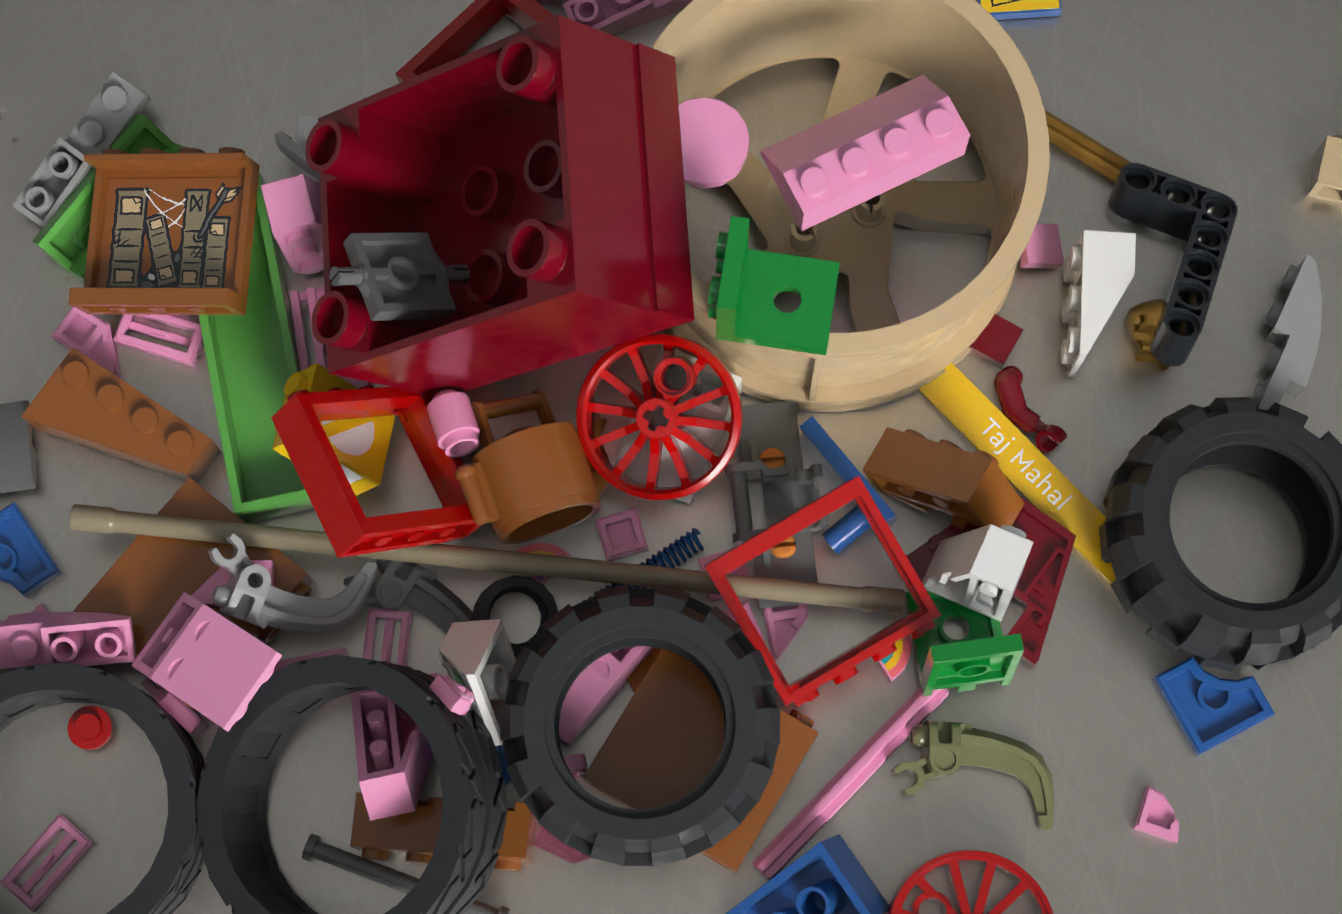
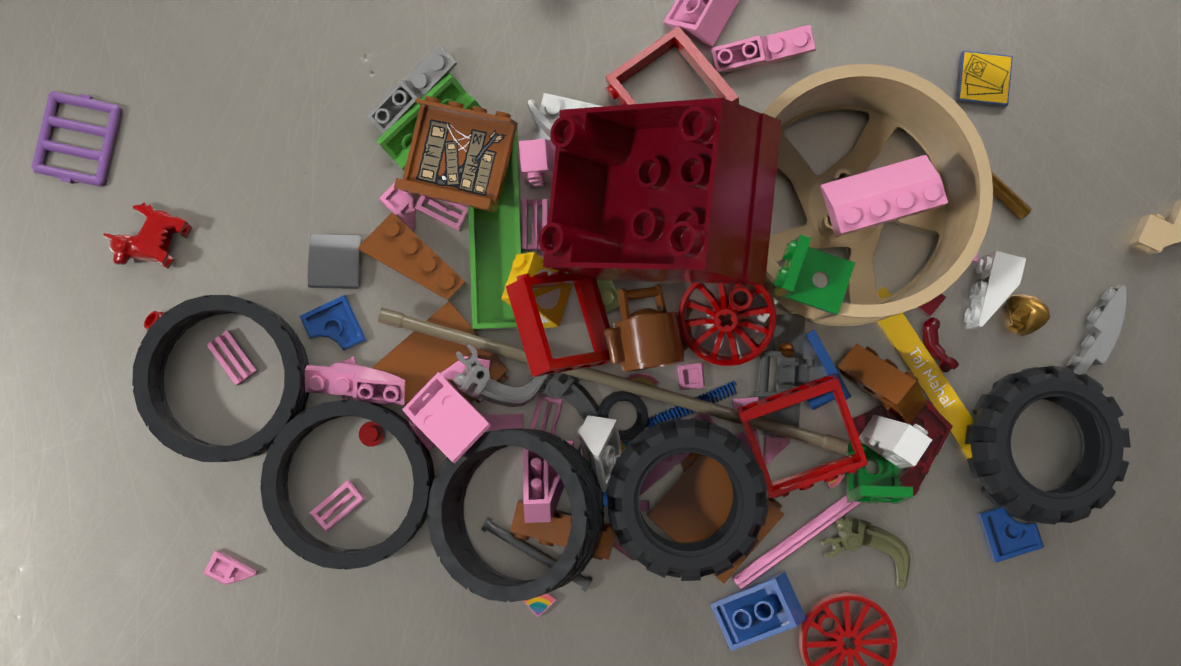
camera: 10 degrees right, 10 degrees up
(399, 276) = (594, 219): dark grey plate -> none
(453, 694) = (585, 465): bright pink tile -> none
(454, 423) = (607, 300): bright pink brick -> none
(712, 142) = (794, 174): bright pink tile -> none
(1156, 816) = (964, 591): bright pink tile -> none
(1204, 223) = (1066, 258): black beam -> none

